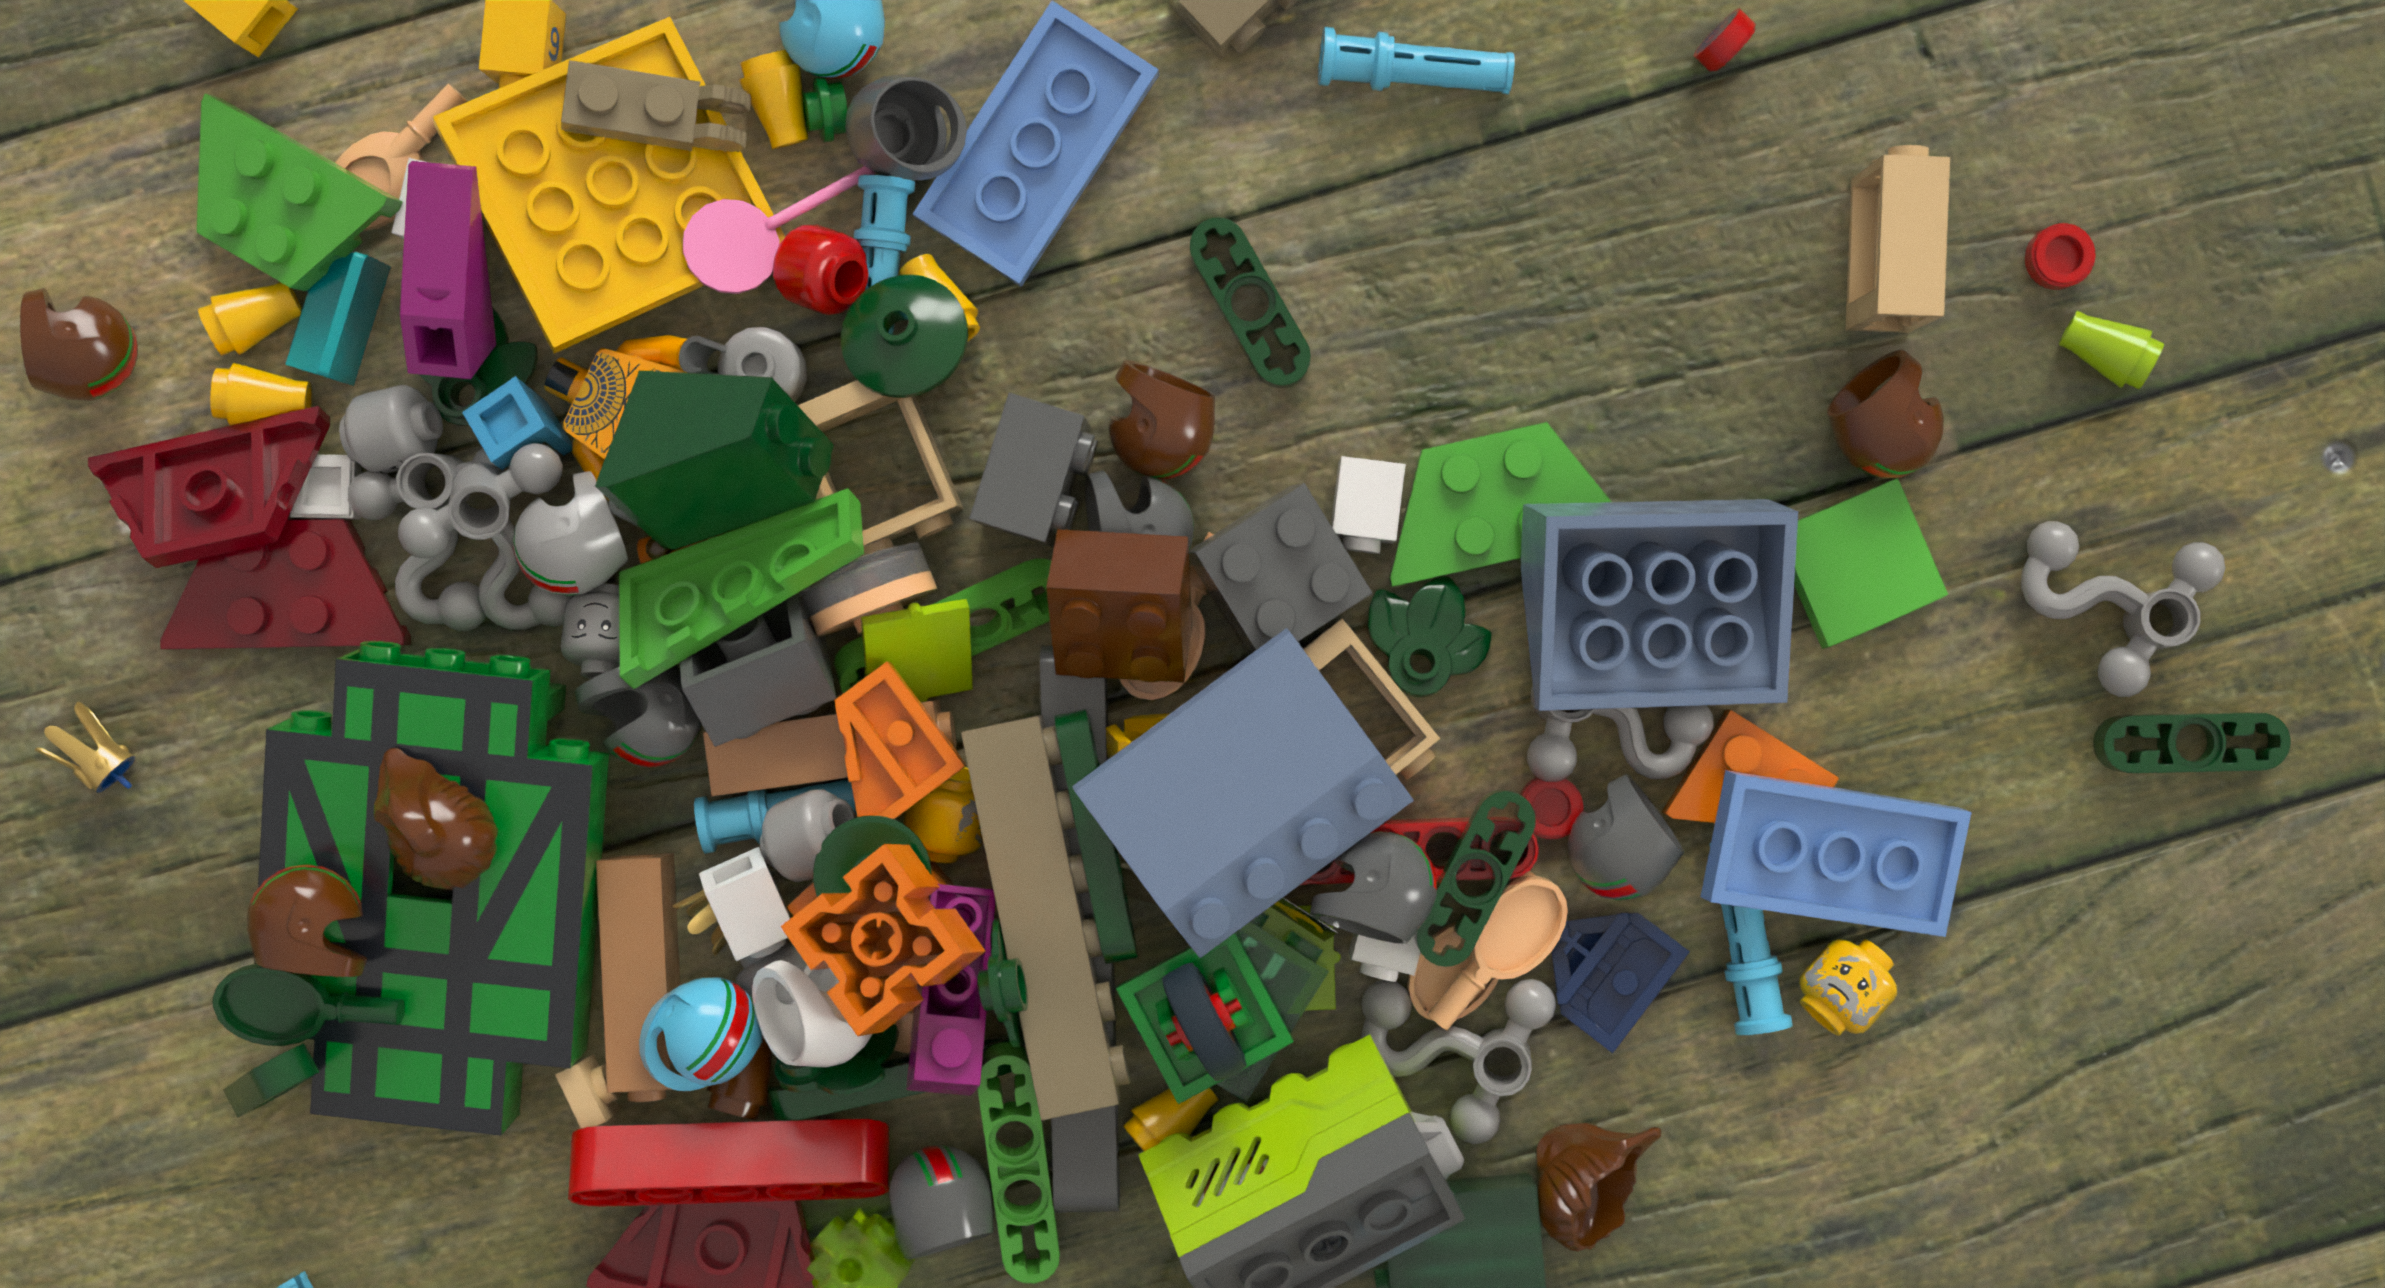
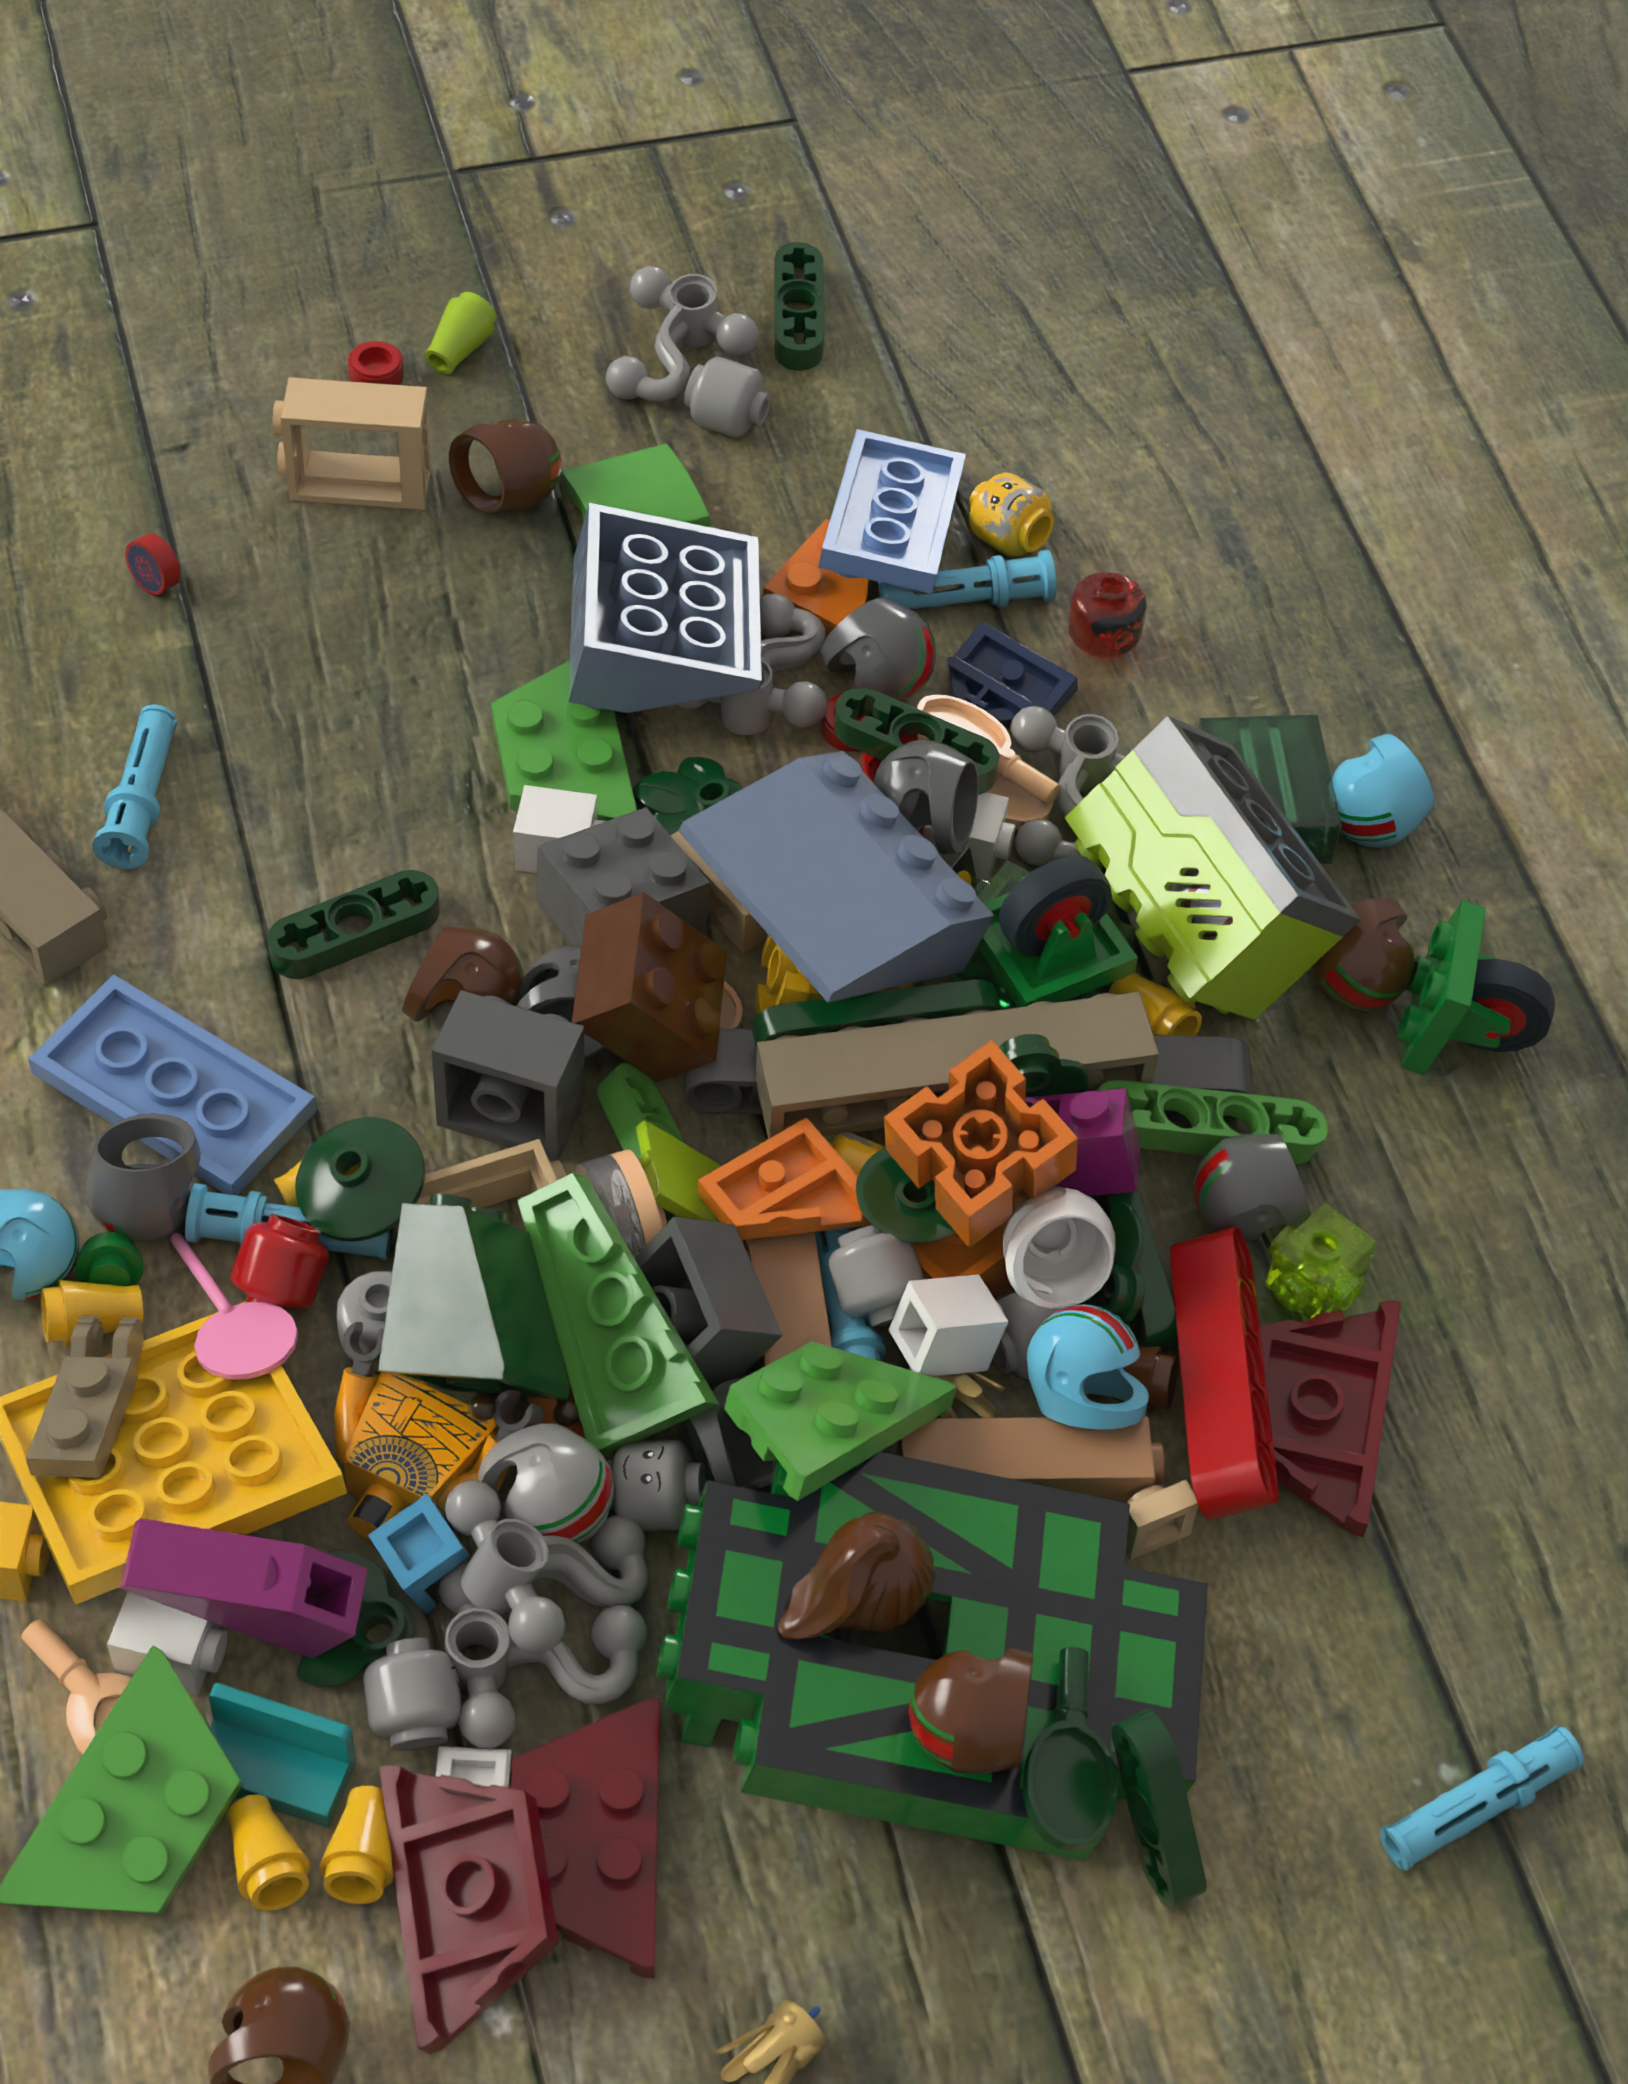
camera: 90 degrees left, 35 degrees down
(622, 791) = (831, 1411): none -> bright green wing
(1587, 1180) = (1190, 691): reddish brown hair -> none
(1680, 1079) = (1107, 614): none -> clear red head
(2019, 662) = (727, 397): none -> light grey head

